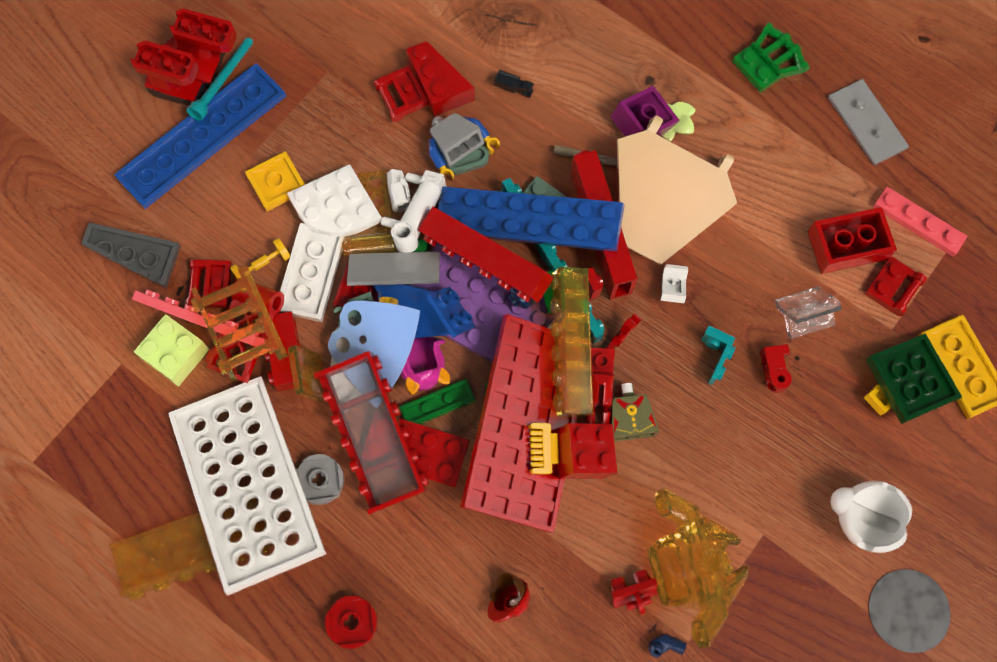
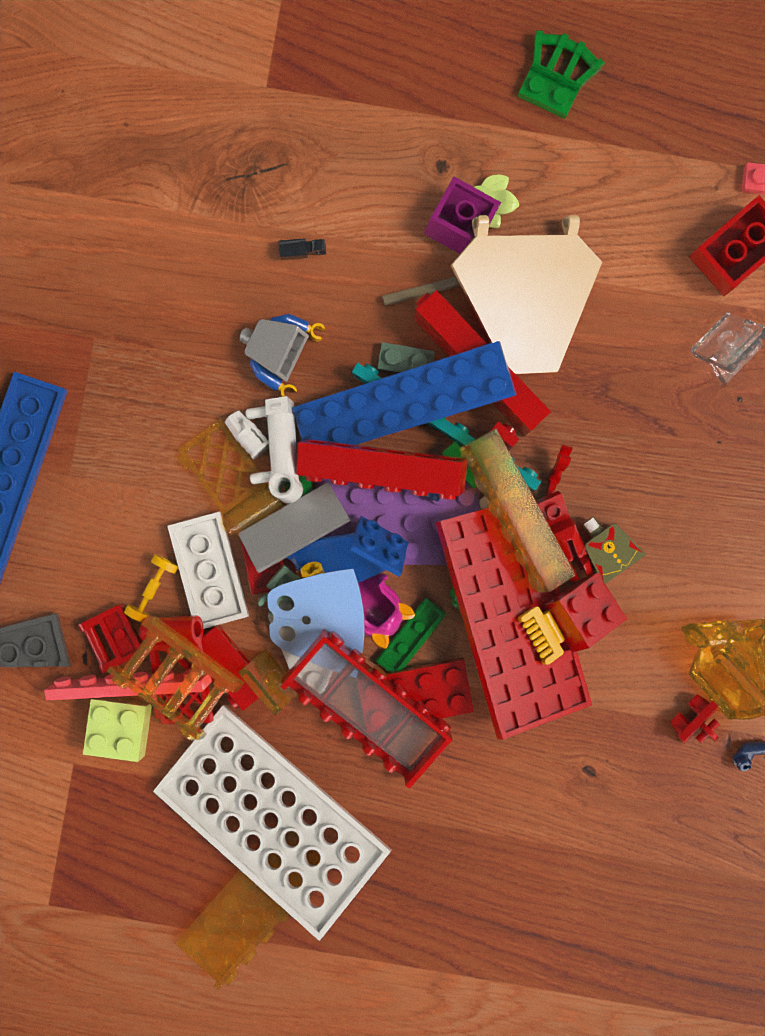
camera: 30 degrees left, 15 degrees up
(274, 180) = (114, 492): yellow plate -> none
(328, 468) = (340, 758): light grey plate -> none
(335, 204) = (192, 486): white plate -> none
(340, 613) = (444, 906): red plate -> none
(407, 89) = (194, 316): red plate -> none
(438, 79) = (218, 287): red wedge -> none
(473, 161) = (309, 356): sand green tile -> none
(509, 598) = (583, 794): red piece -> none
(674, 283) = (583, 389): white bracket -> none
(717, 340) = (652, 427): teal bracket -> none
(774, 367) = (725, 424): red leg -> none
(868, 122) = (694, 94): light grey piece -> none

